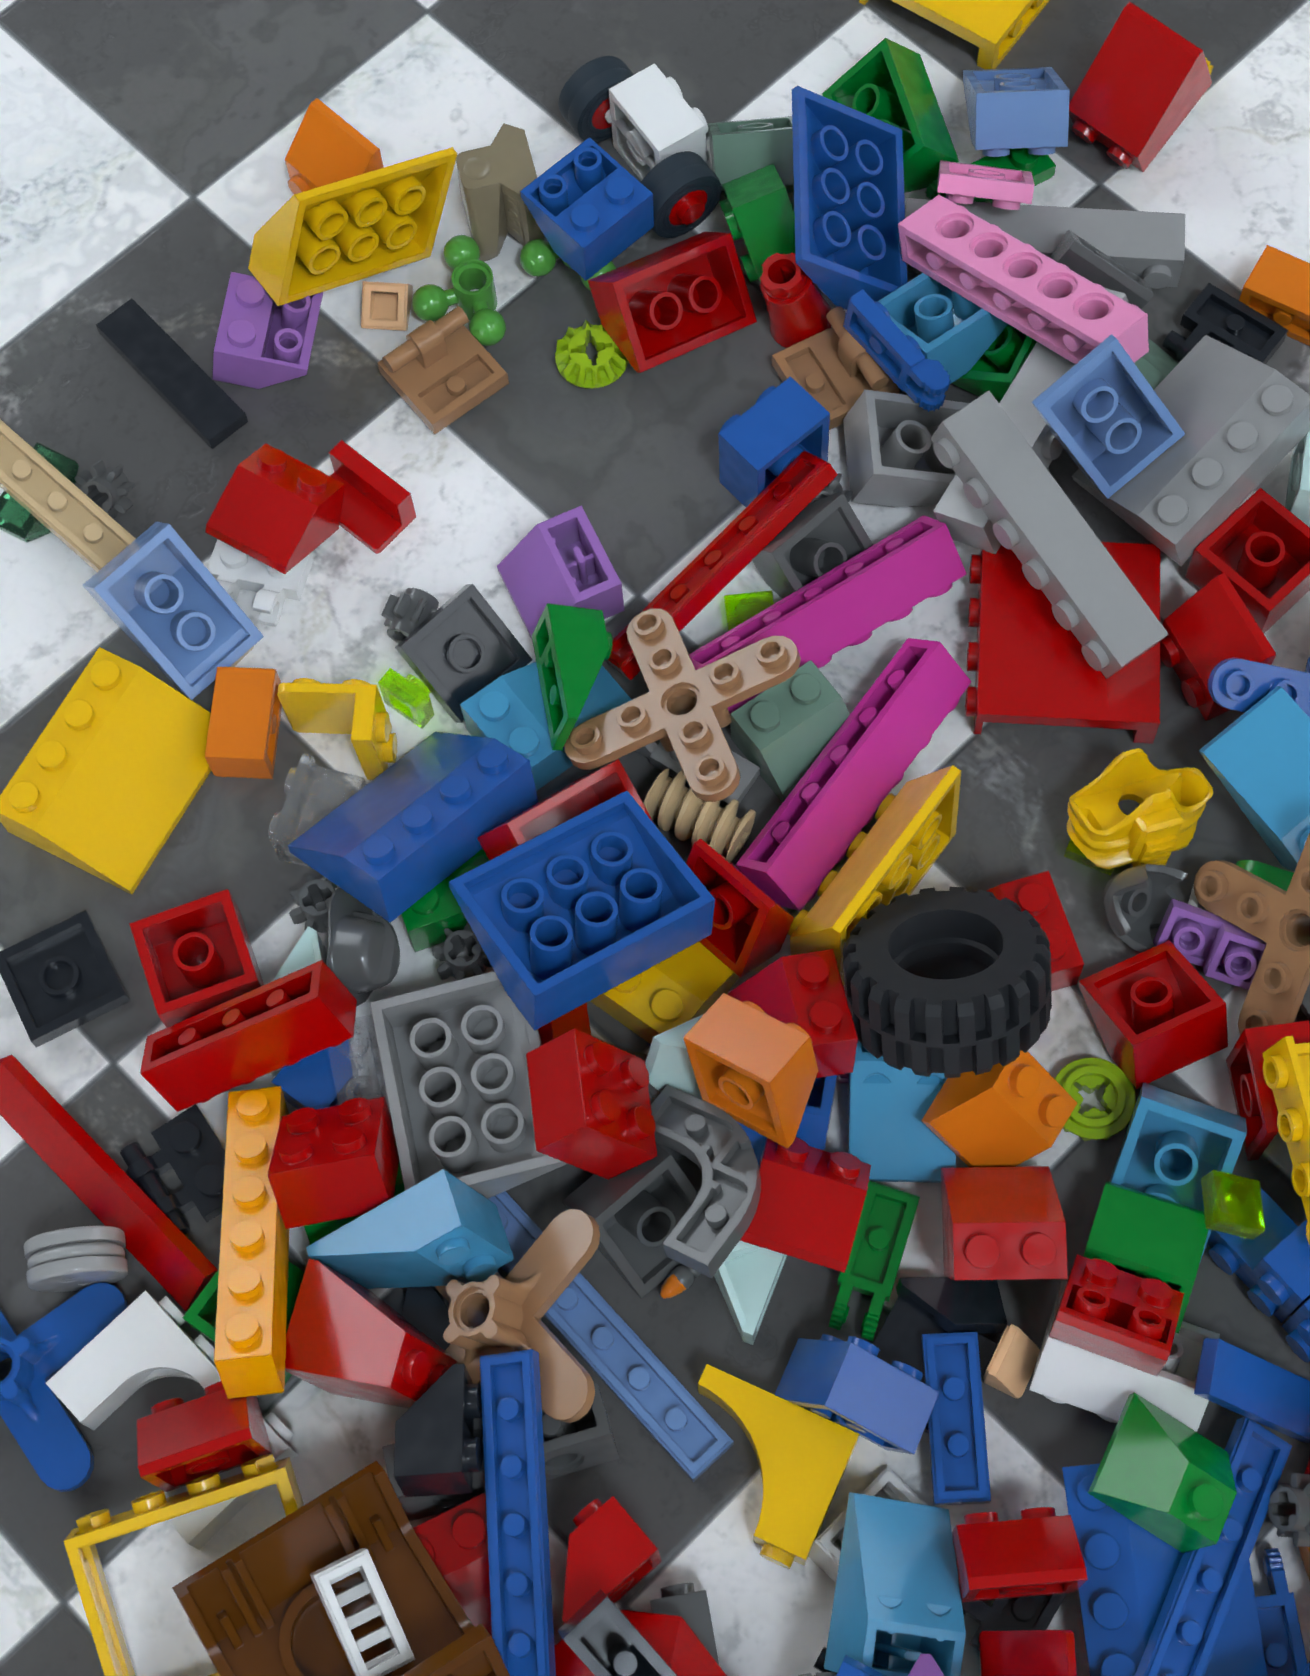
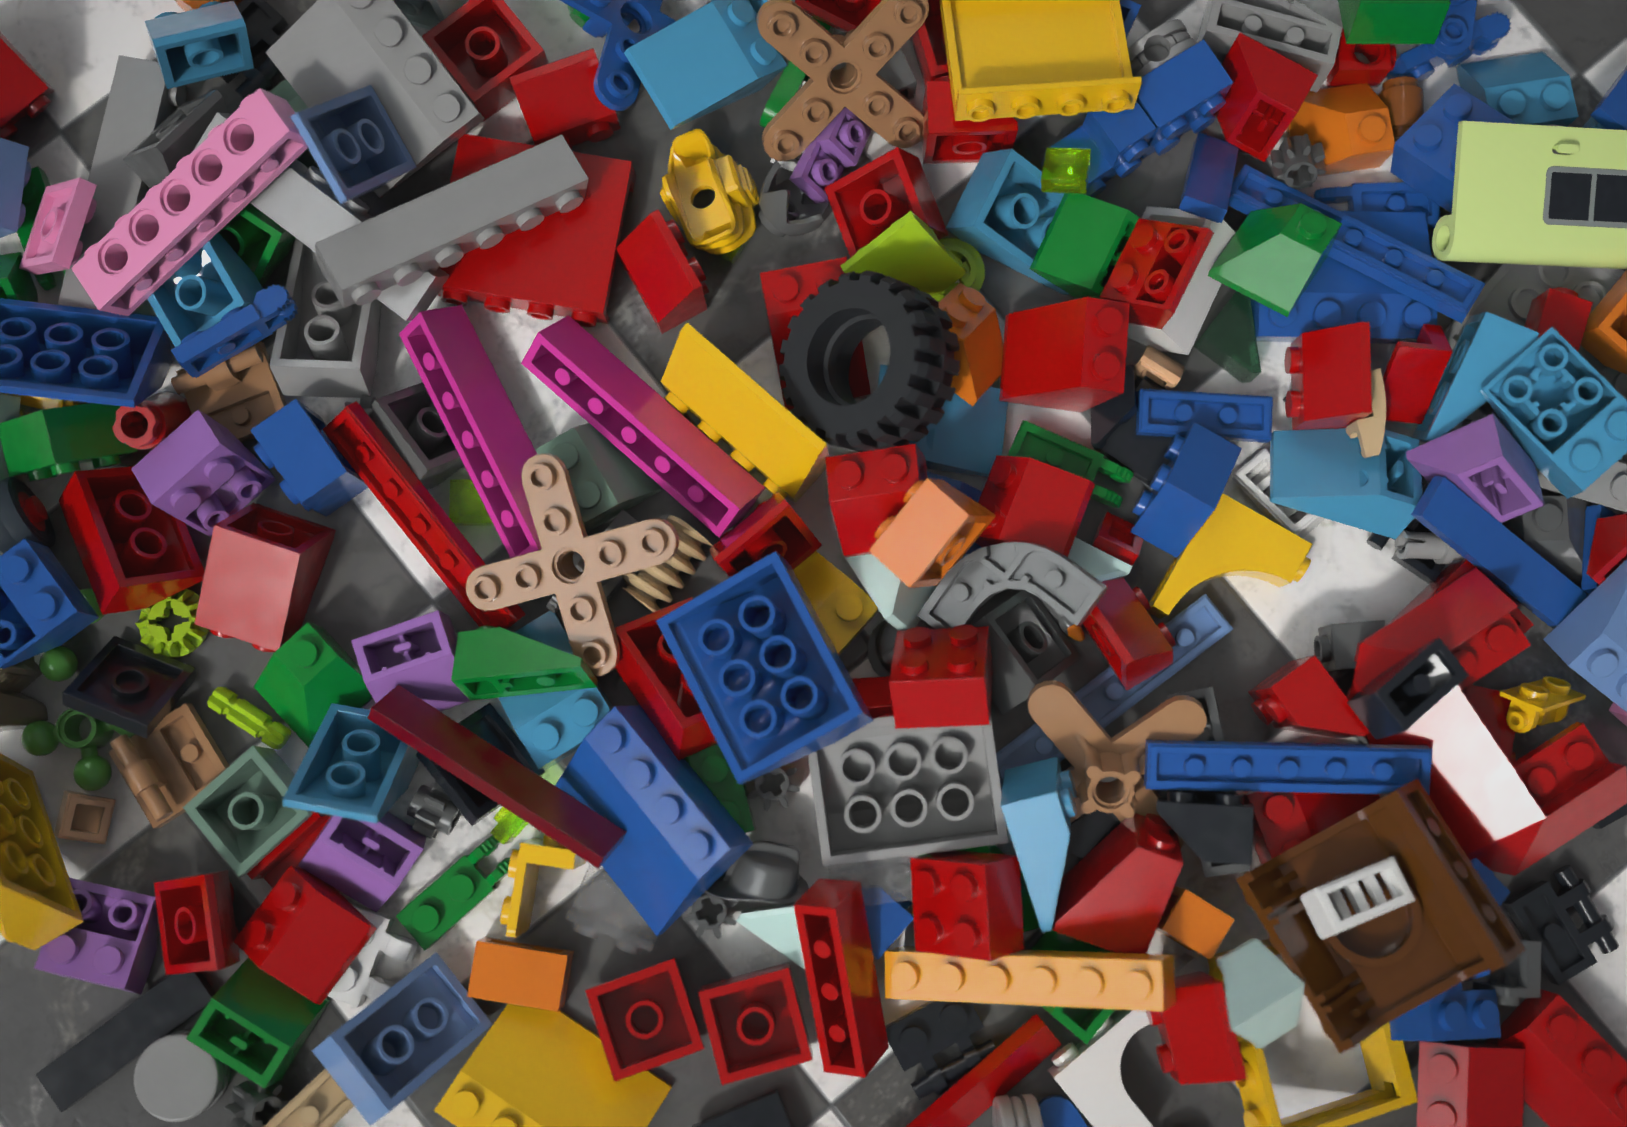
camera: 90 degrees left, 15 degrees up
(133, 423) = (178, 1078): none -> light grey head
(180, 477) = (256, 1024): none -> green slope
(200, 842) = (645, 1019): none -> red brick
(237, 1492) = (1260, 993): none -> light aqua slope
(284, 411) = (197, 923): none -> red slope
(321, 646) = (452, 896): none -> green hinge
(330, 1434) = (1194, 922): none -> orange panel
(367, 553) = (364, 857): none -> medium lavender slope
(403, 440) = (245, 809): none -> sand green slope
(446, 660) = (497, 775): none -> dark red tile
(449, 525) = (352, 768): none -> dark azure slope
(497, 436) = (249, 718): none -> lime axle
(518, 319) = (129, 686): none -> black plate
(536, 485) = (308, 677): none -> green slope
(647, 424) = (261, 575): none -> slope
(671, 1331) = (1128, 634): none -> red slope
(743, 348) = (201, 473): none -> medium lavender slope
(785, 1321) = (1116, 539): none -> red plate
(954, 1609) = (1372, 428): none -> tan slope
(1035, 775) = (661, 273): none -> red slope
(1060, 1442) = (1232, 340): none -> clear green slope
(1085, 1030) = (909, 254): none -> lime slope
(1208, 277) = (200, 43): none -> dark azure slope

